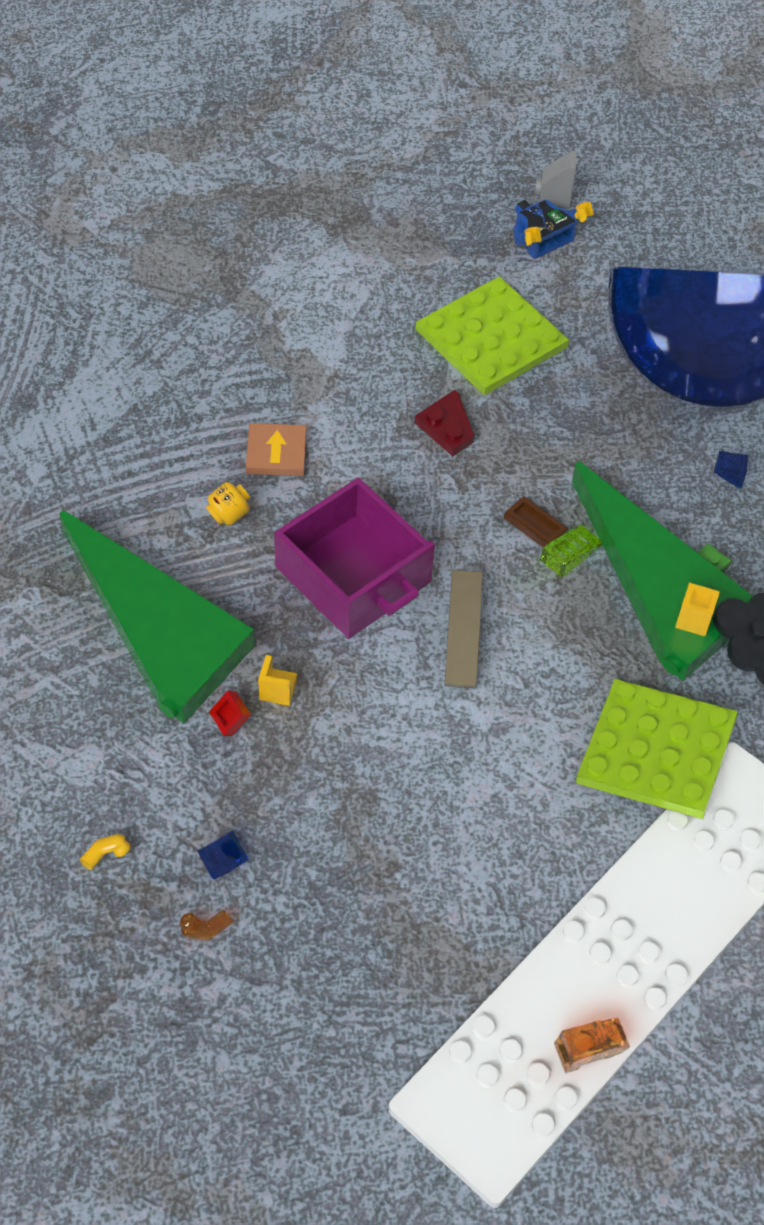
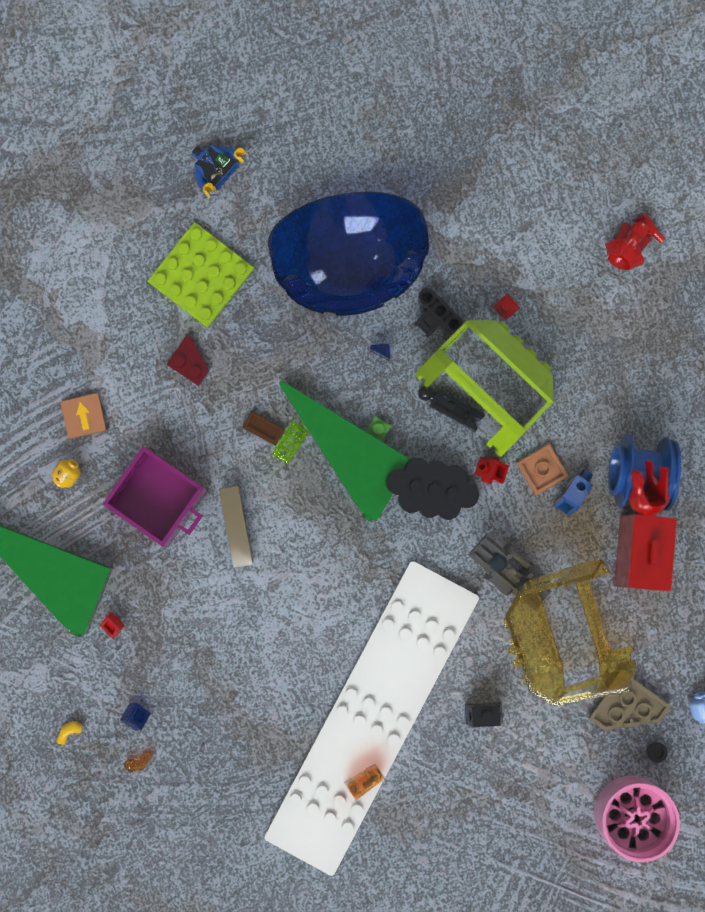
camera: 10 degrees left, 30 degrees up
(275, 684) = (133, 595): yellow panel -> none
(558, 181) = (215, 122): light grey slope -> none
(657, 748) = (368, 579): lime plate -> none
(697, 609) = (375, 485): yellow panel -> none

